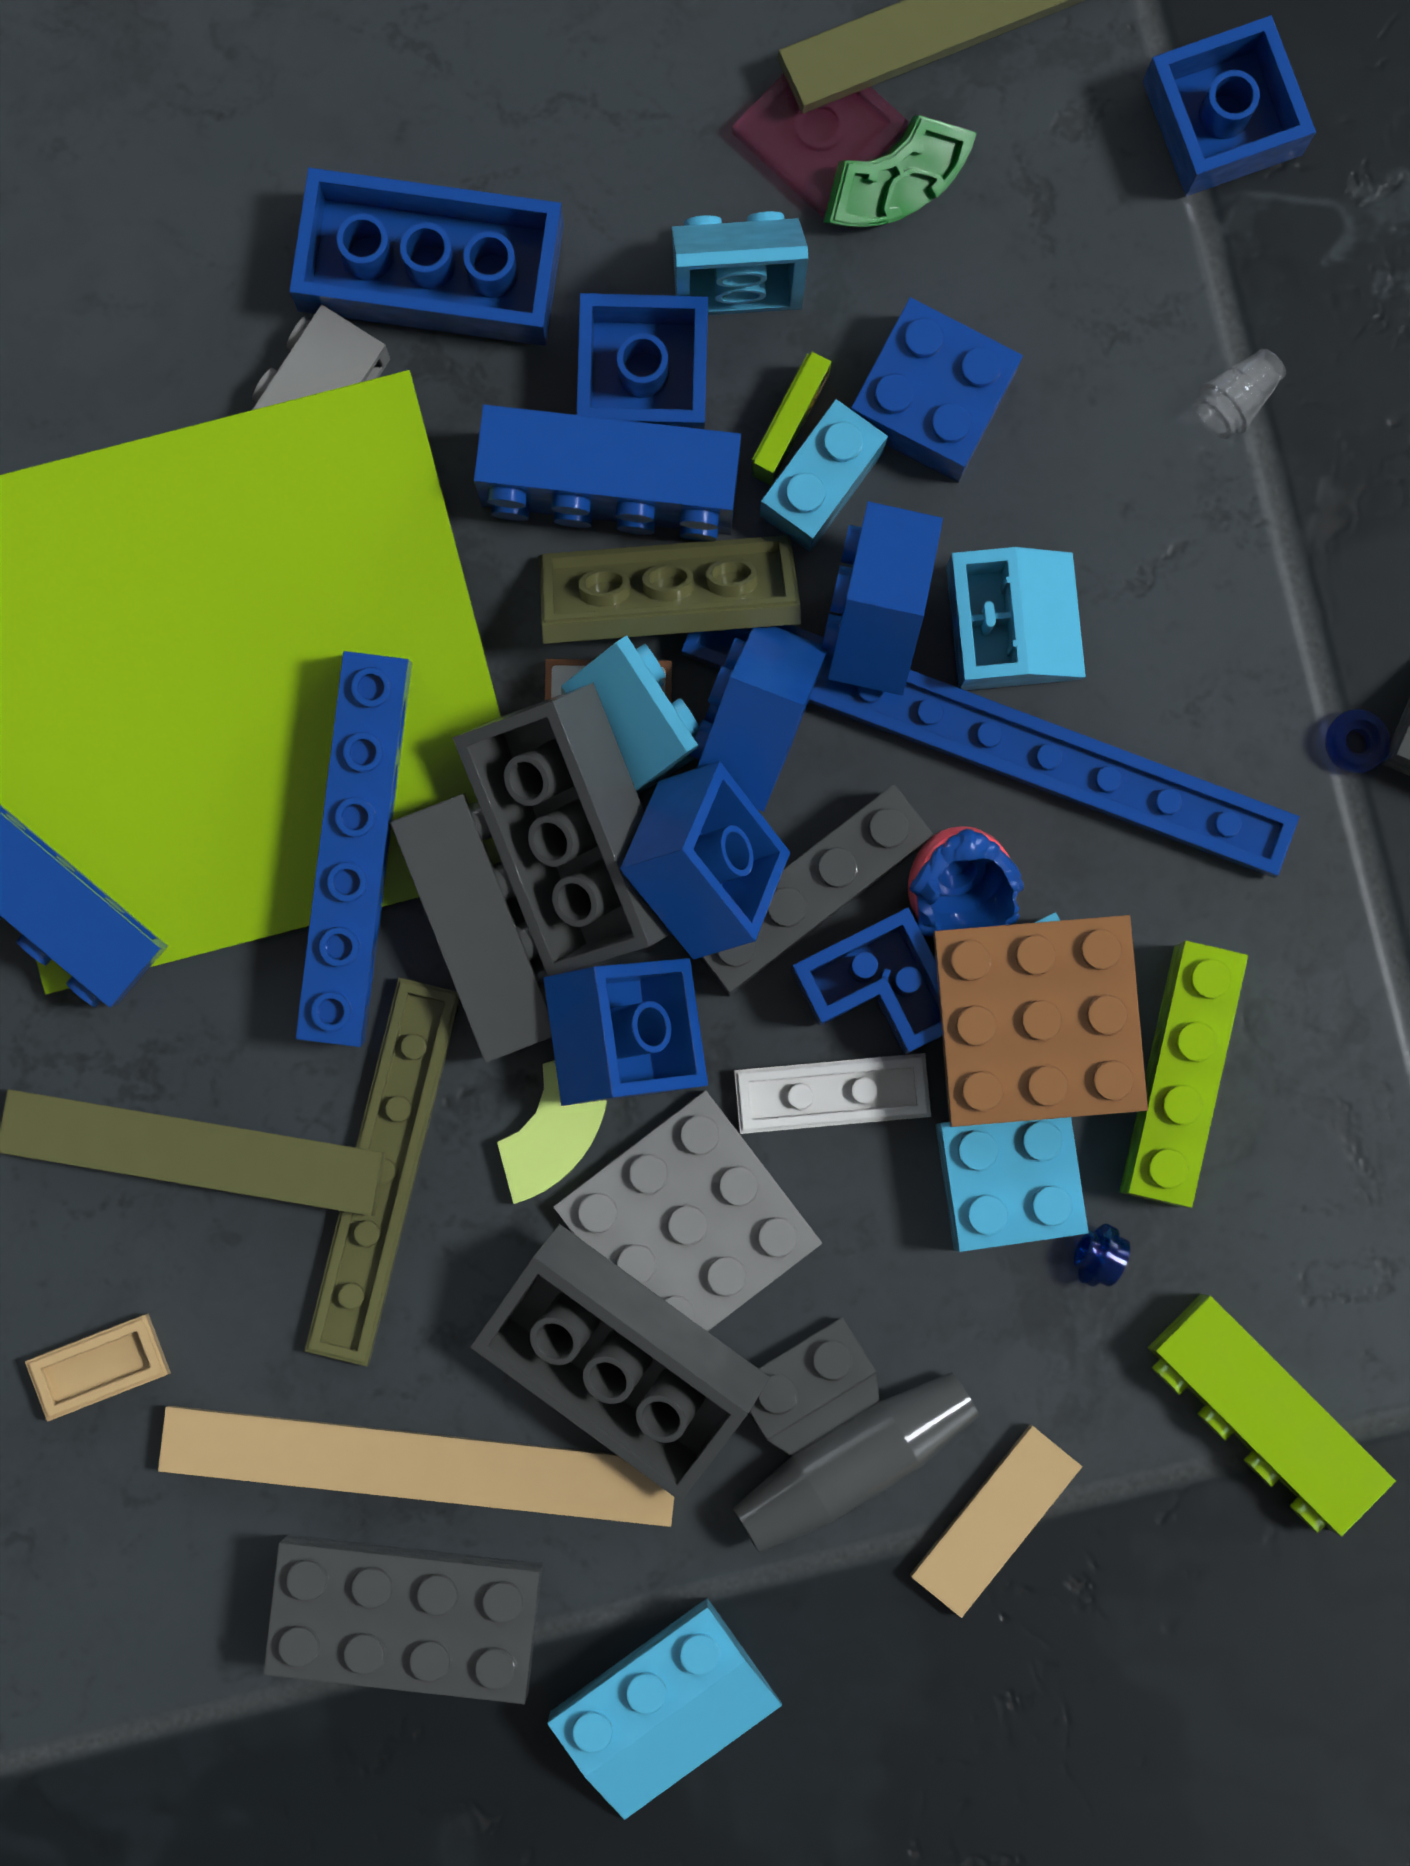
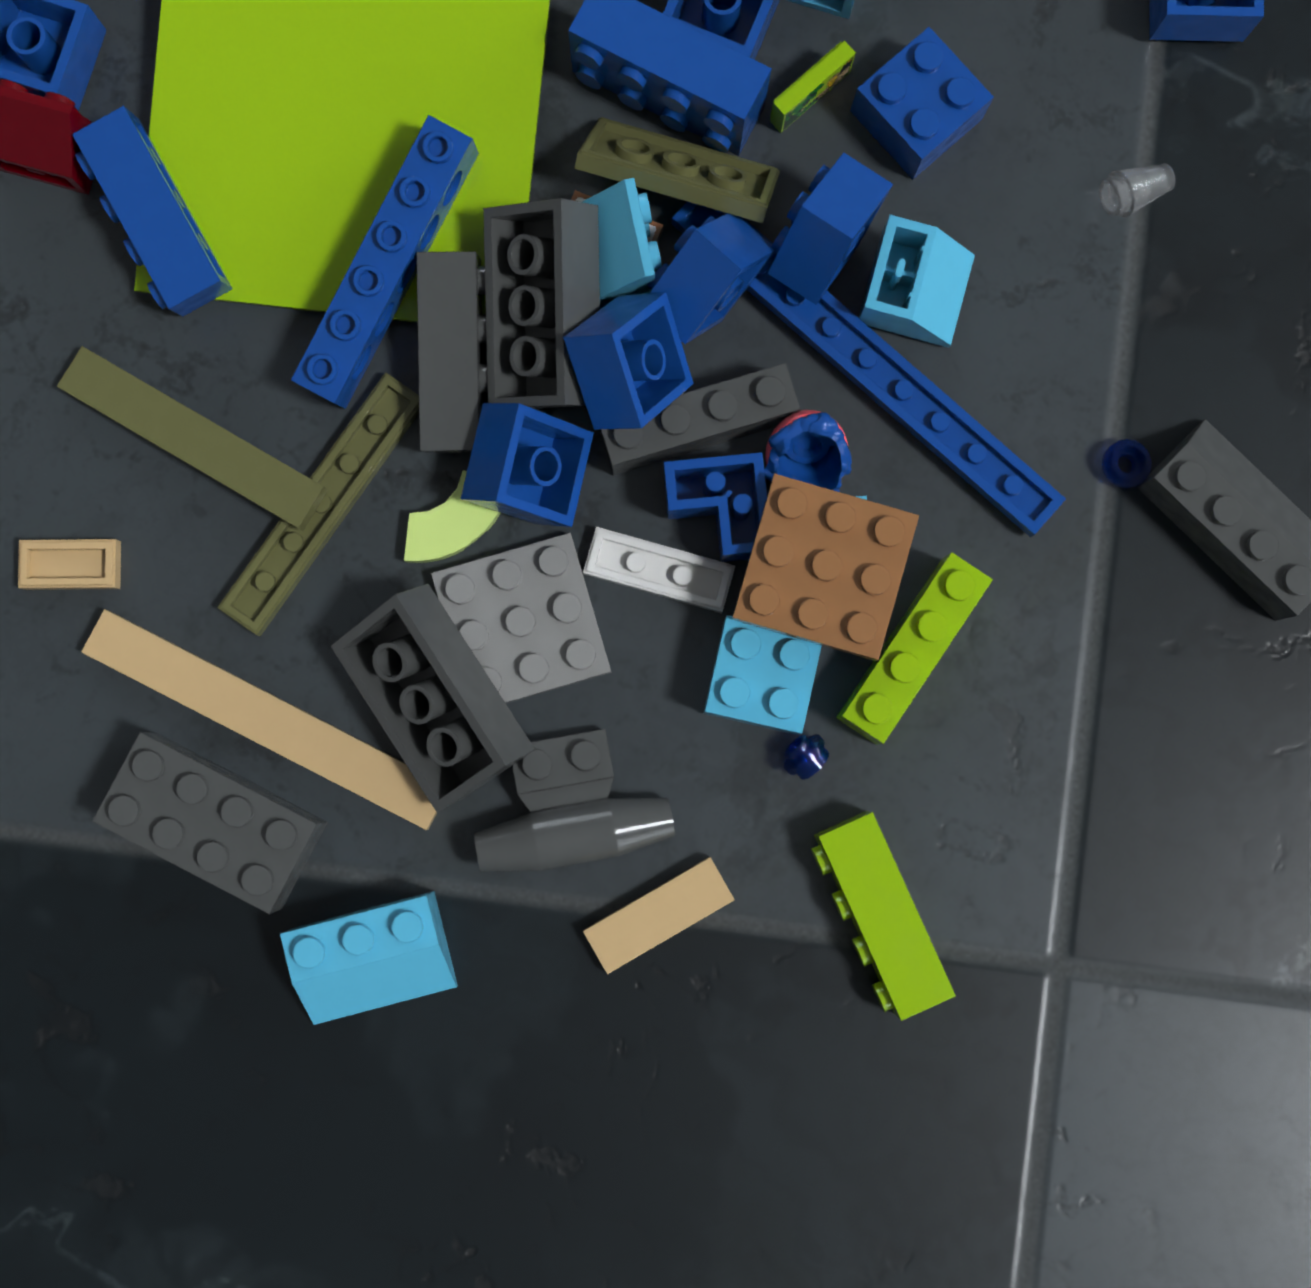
camera: 20 degrees right, 0 degrees up
(823, 475) = (819, 133): medium azure brick -> none

